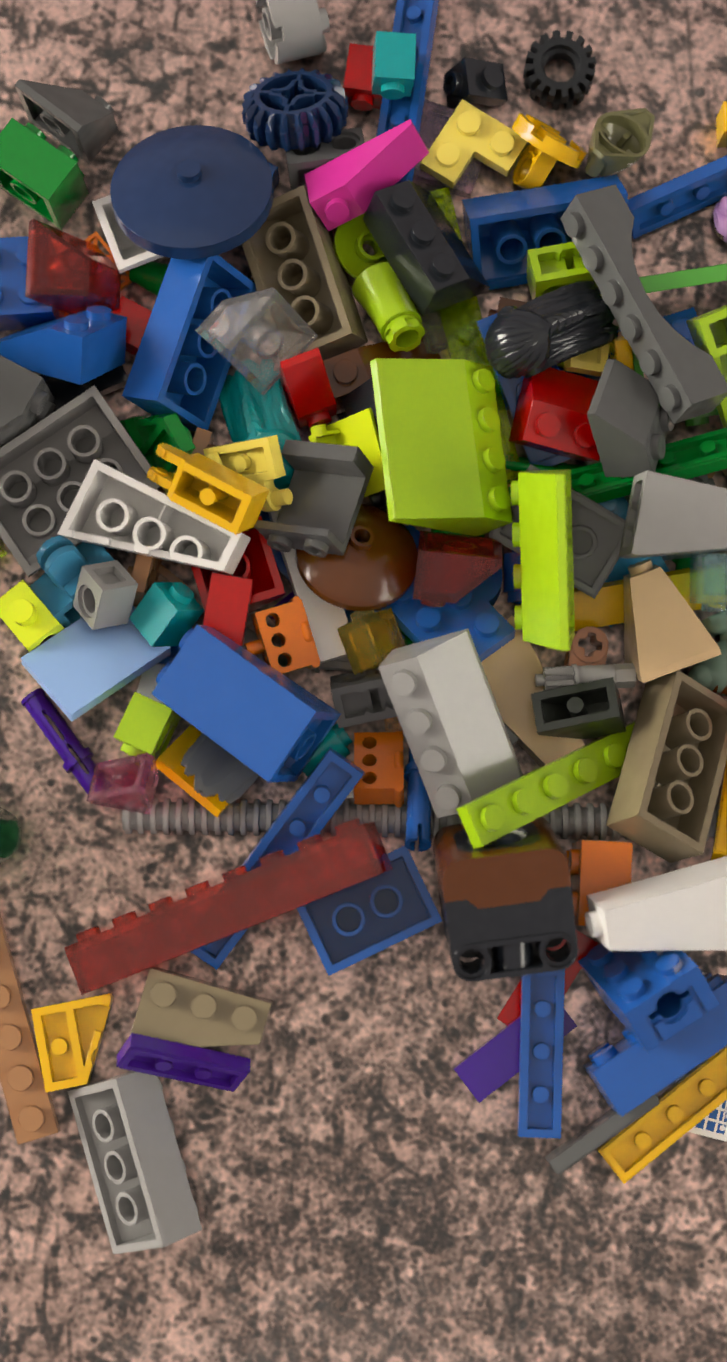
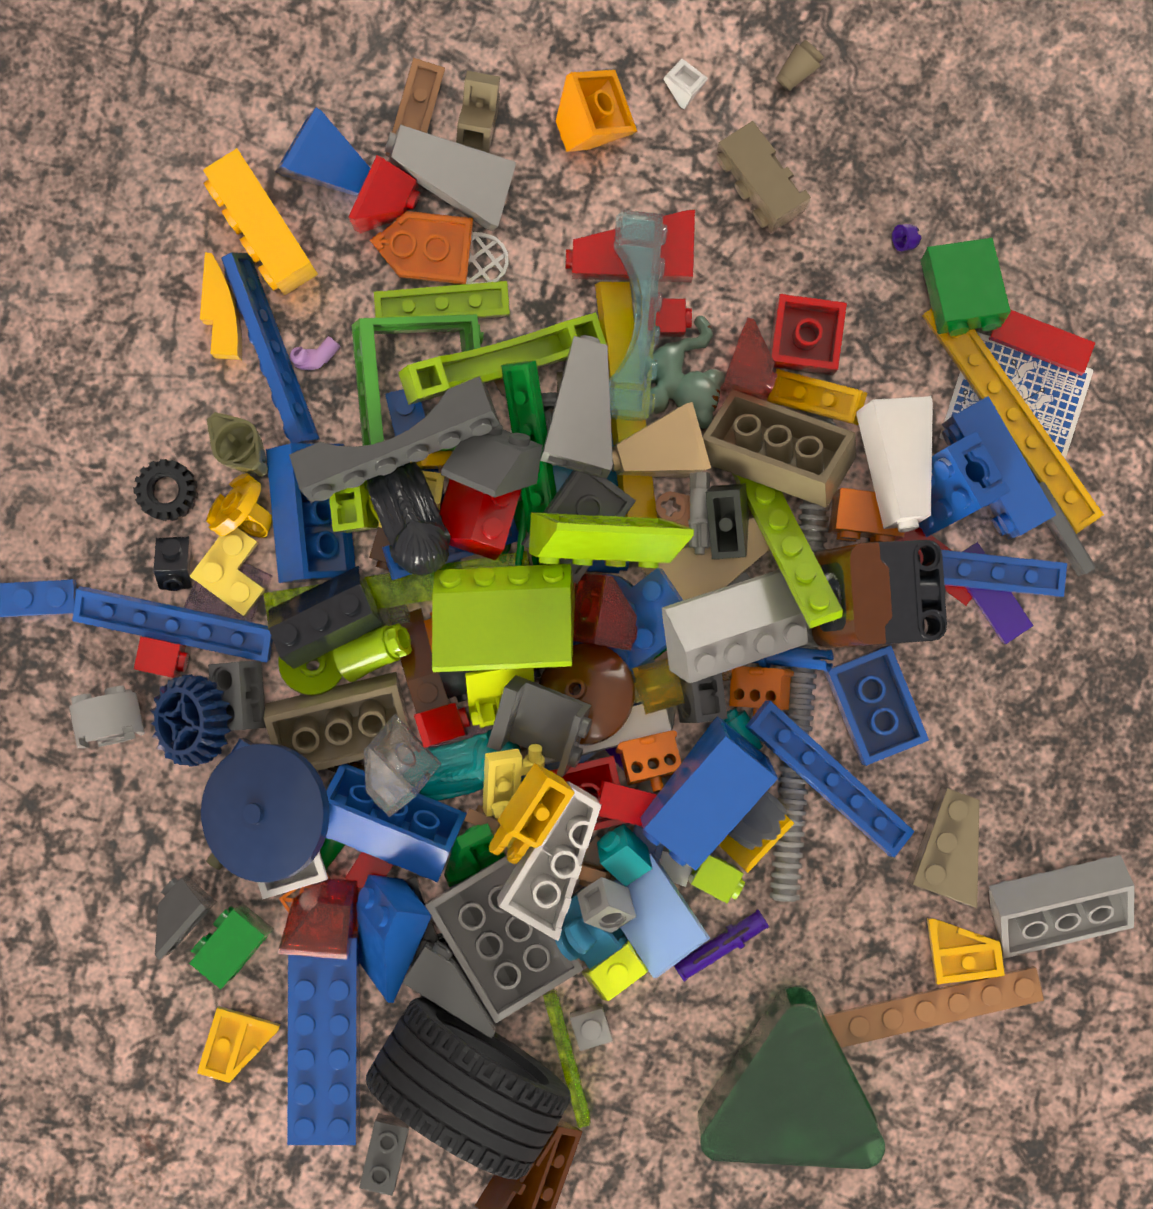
camera: 85 degrees left, 5 degrees up
(125, 783) = (761, 898): clear pink slope -> none
(182, 1062) = (989, 862): dark purple tile -> none
(228, 907) = (869, 817): clear red brick -> none
(347, 183) = (262, 674): dark pink slope -> none
(393, 64) = (161, 633): teal brick -> none

